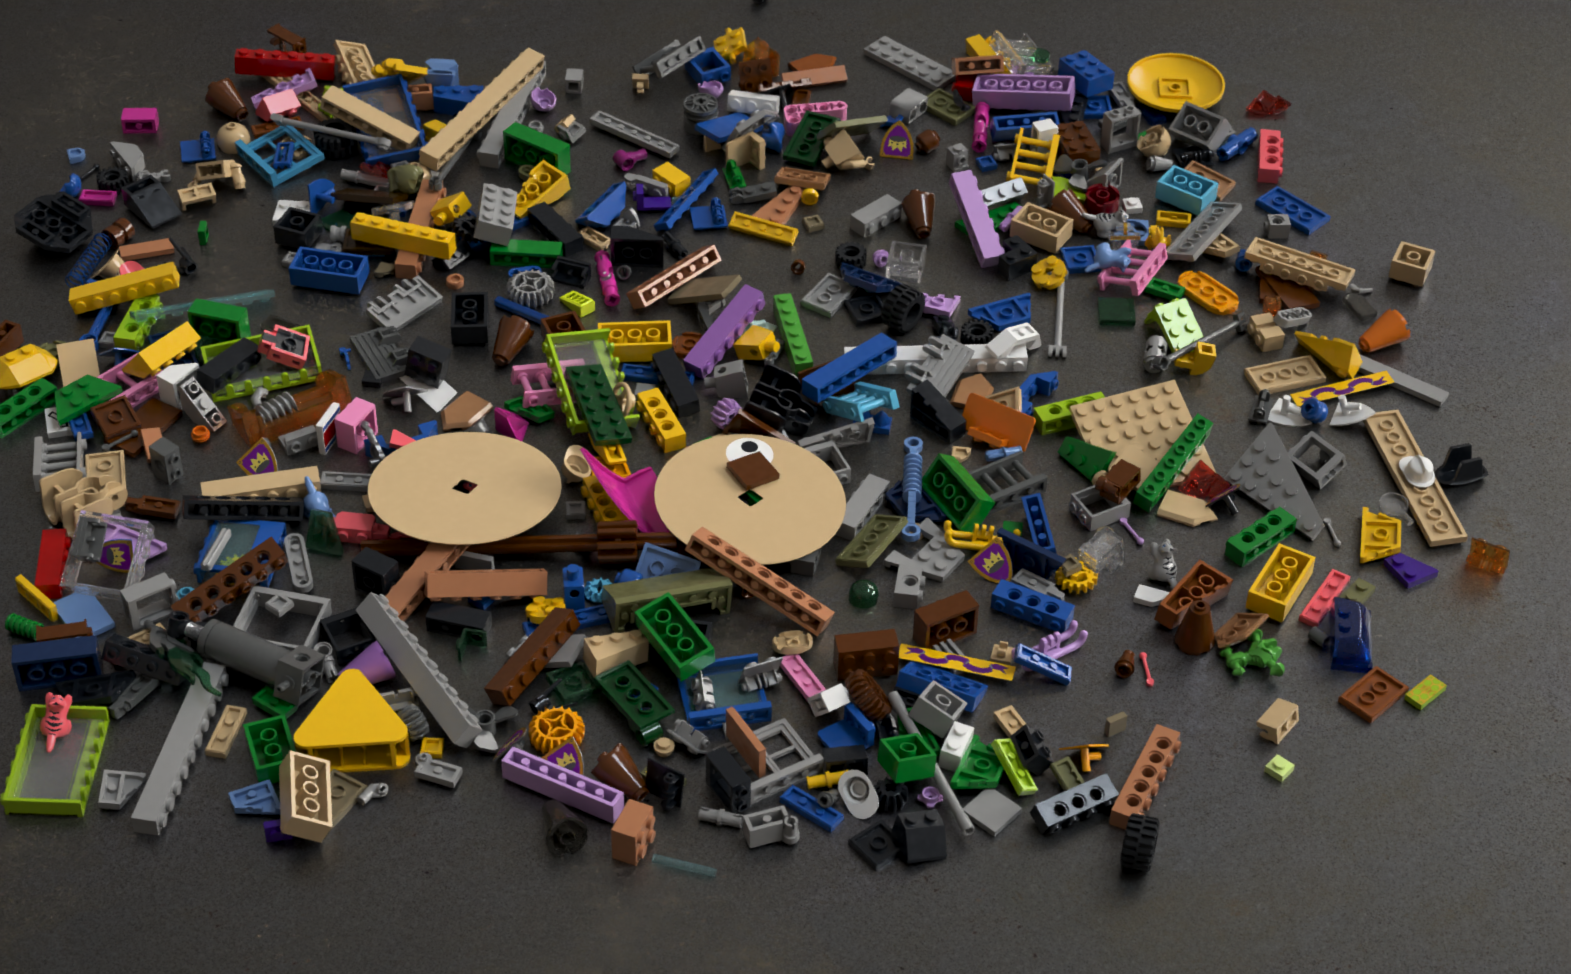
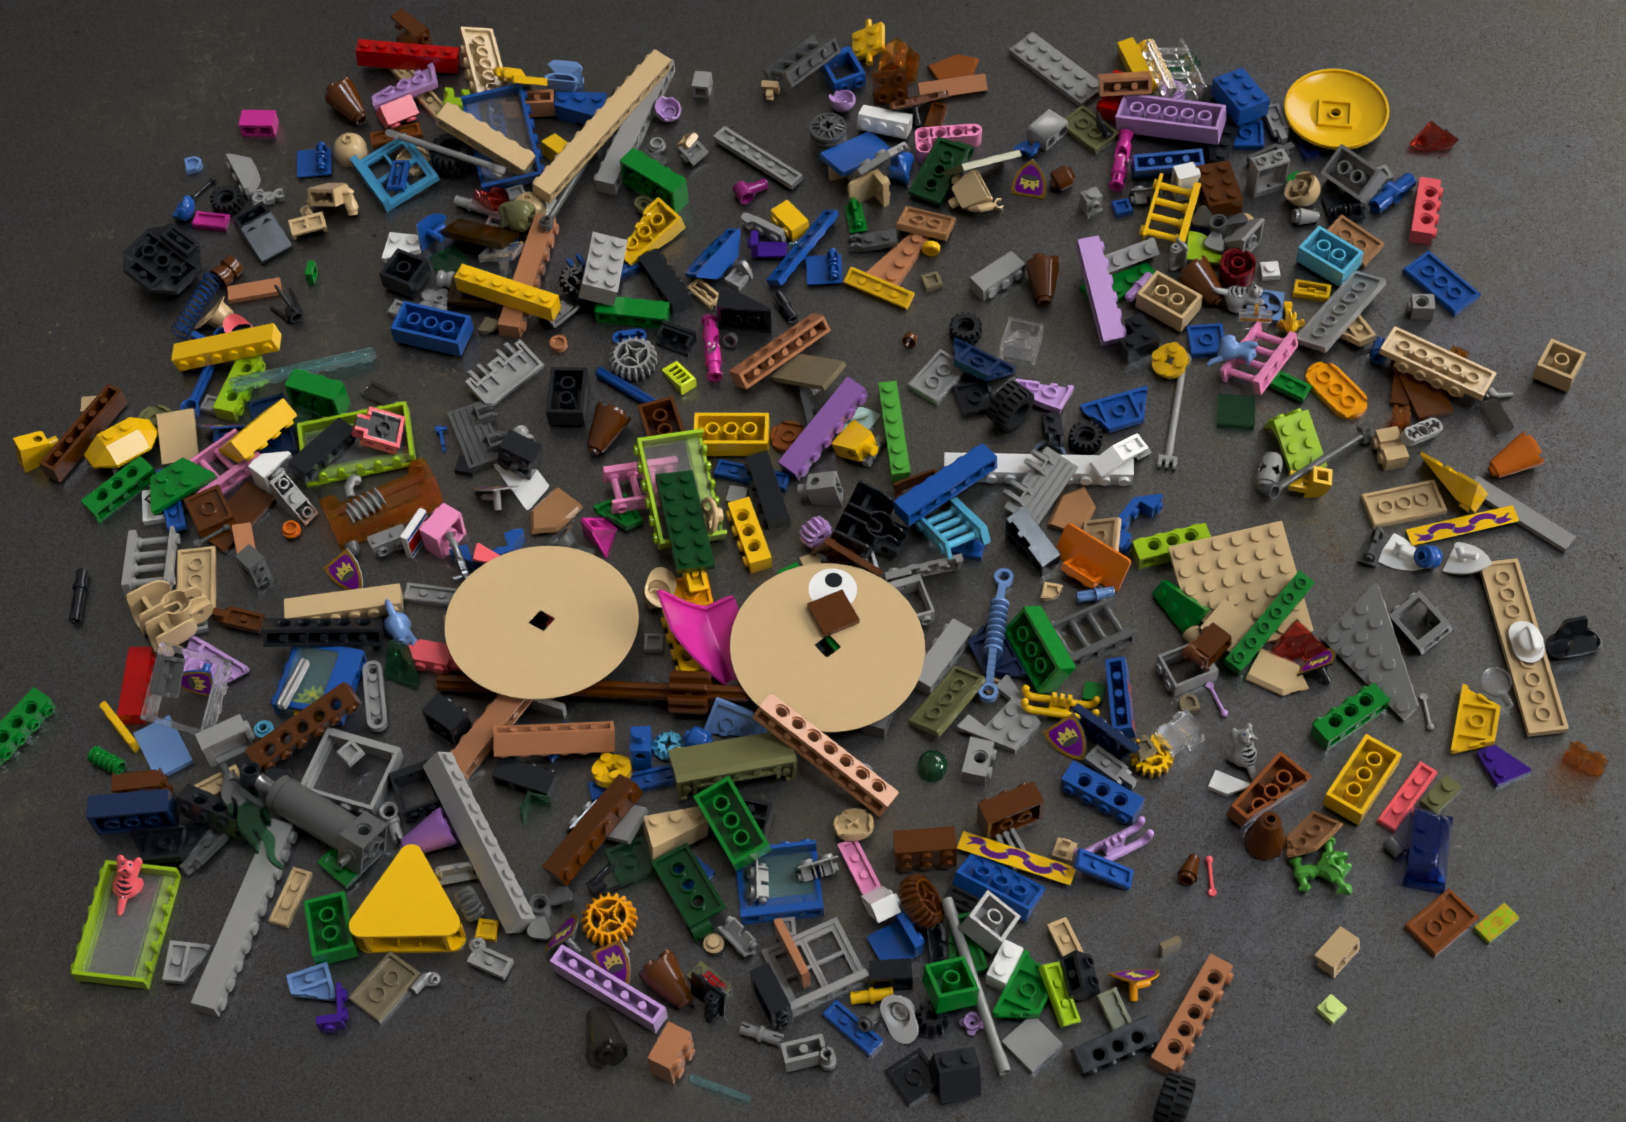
camera: 10 degrees right, 15 degrees up
(305, 796) = (356, 992): tan brick -> none
(445, 211) = (558, 256): yellow torso -> none
(877, 258) = (995, 332): lavender plate -> none
(1040, 55) = (1194, 72): clear green tile -> none

